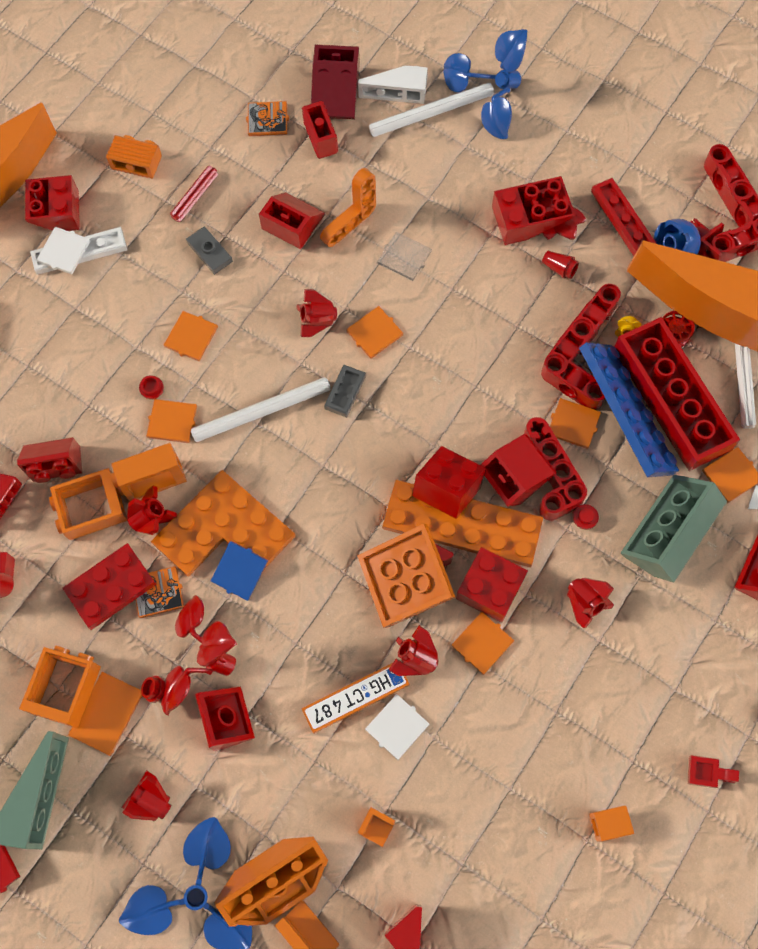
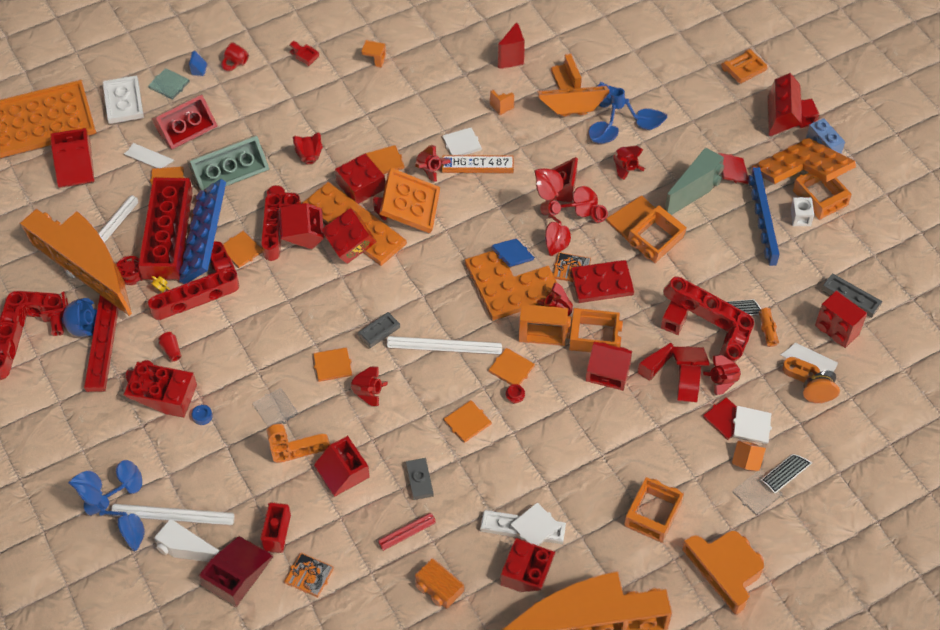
camera: 155 degrees left, 15 degrees down
(474, 214) = (202, 414): none -> blue tile

